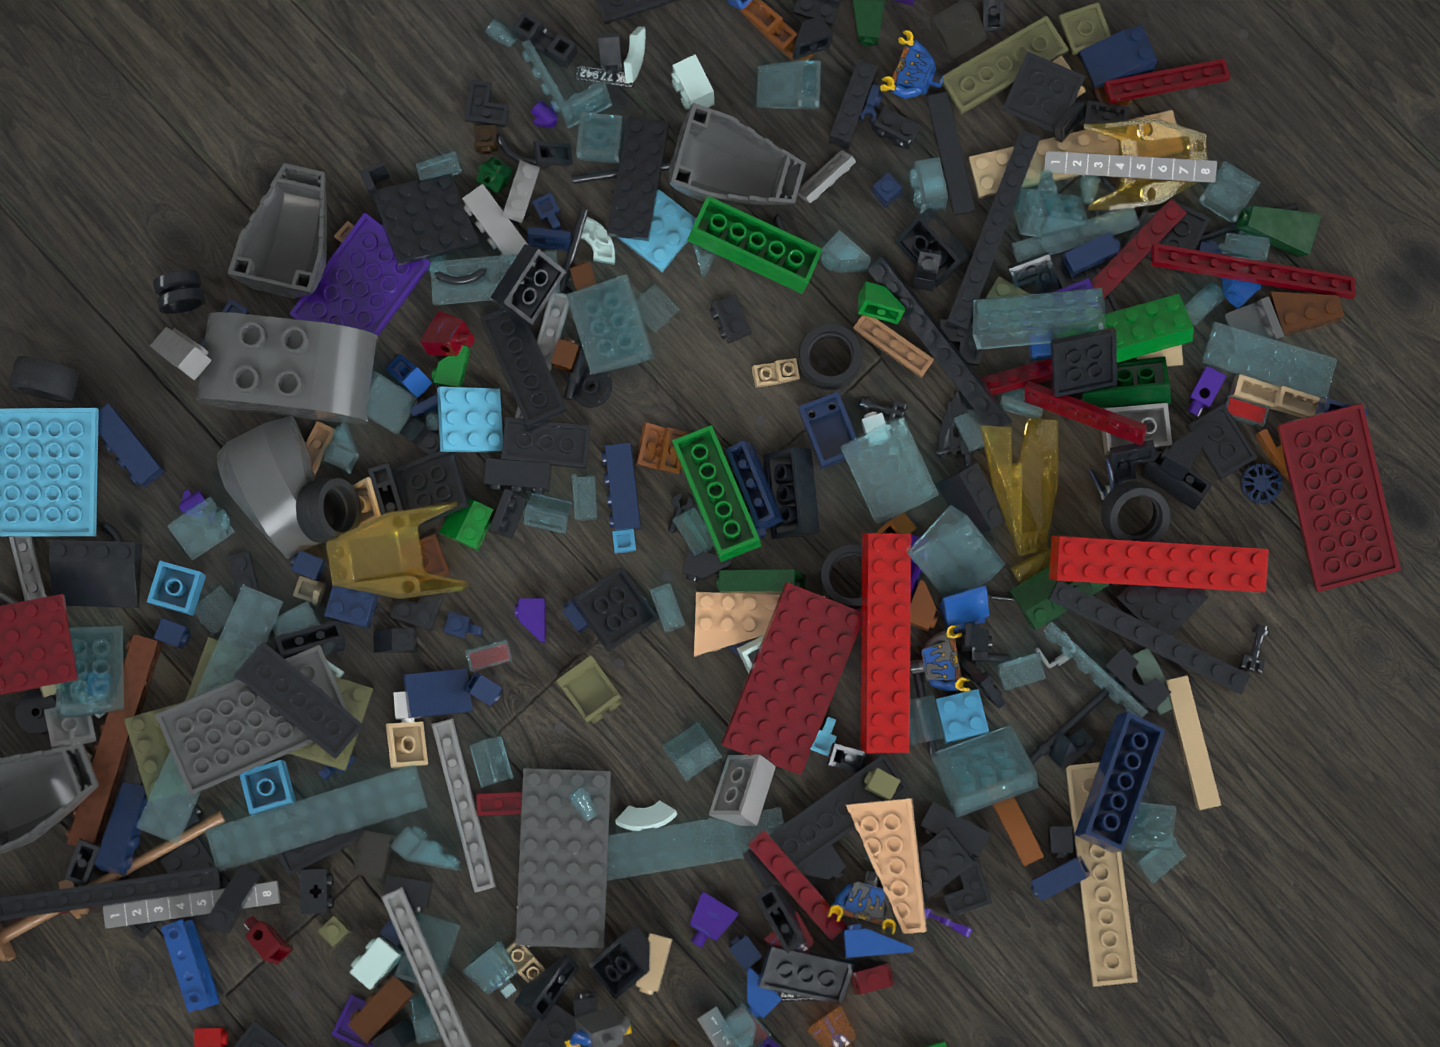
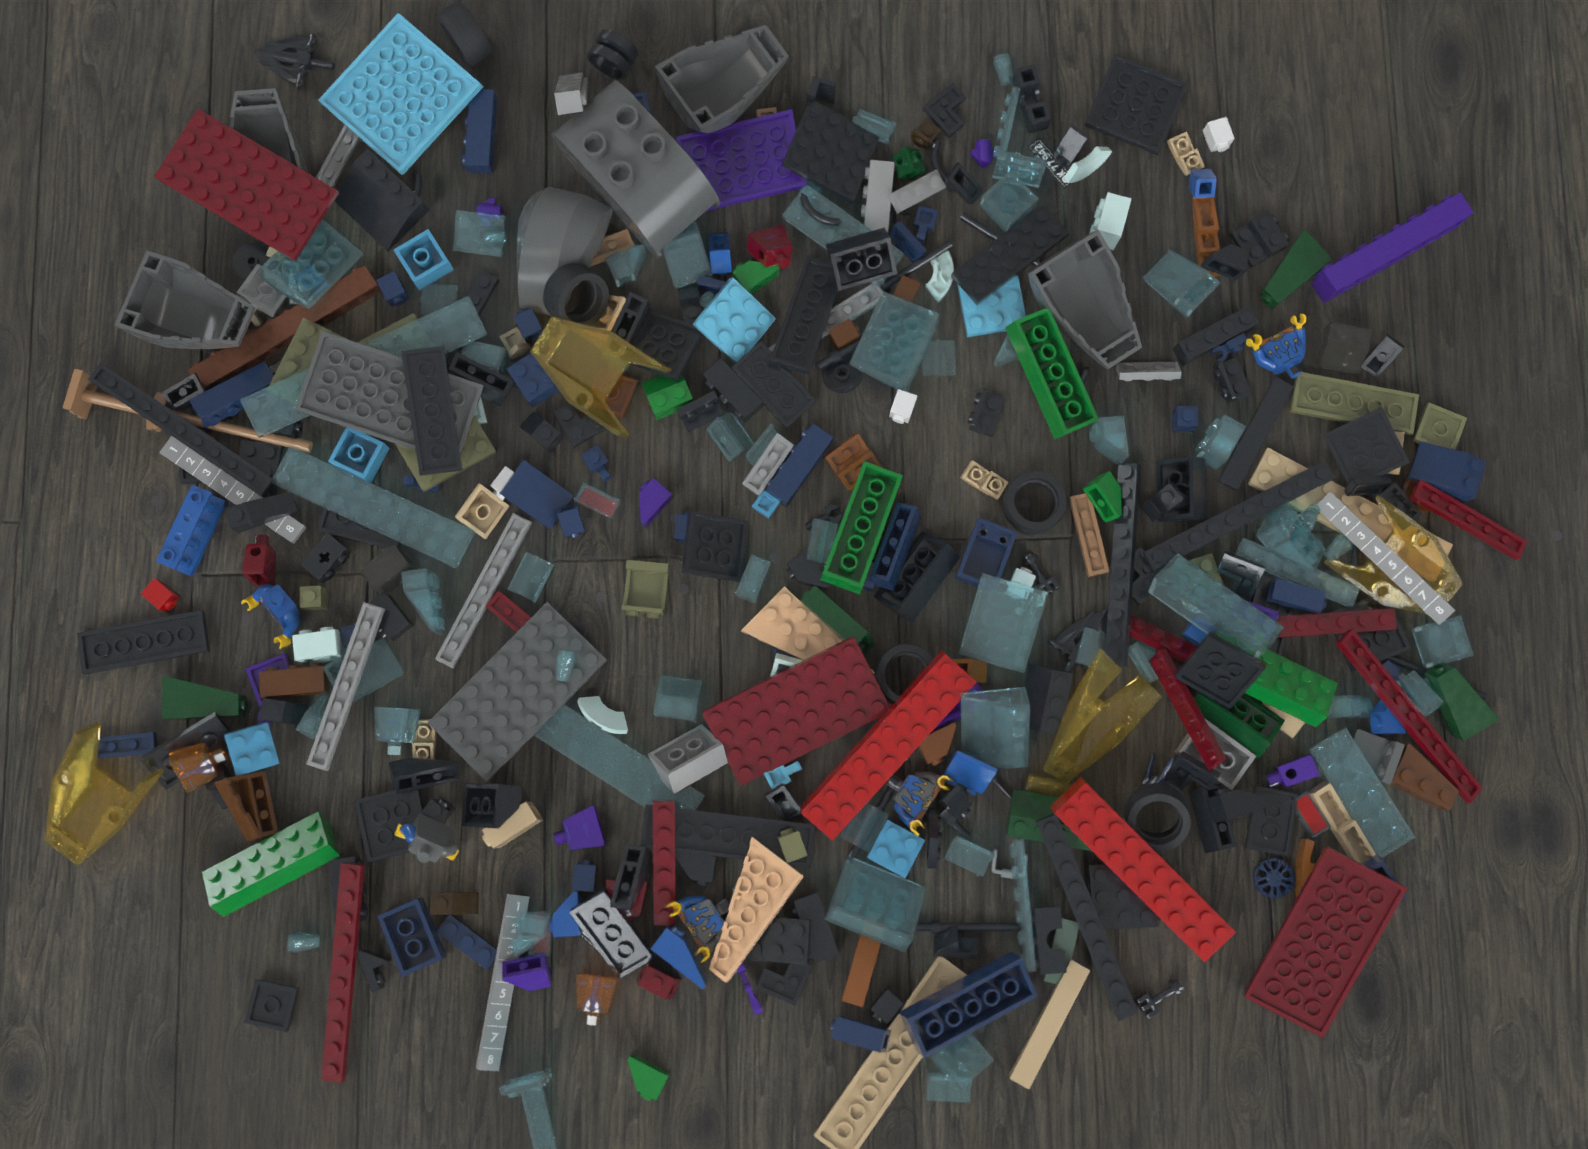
camera: 35 degrees right, 0 degrees up
(315, 962) = (279, 607): none -> blue torso
(598, 509) = (767, 464): none -> light grey plate
(662, 371) = (902, 406): none -> white brick

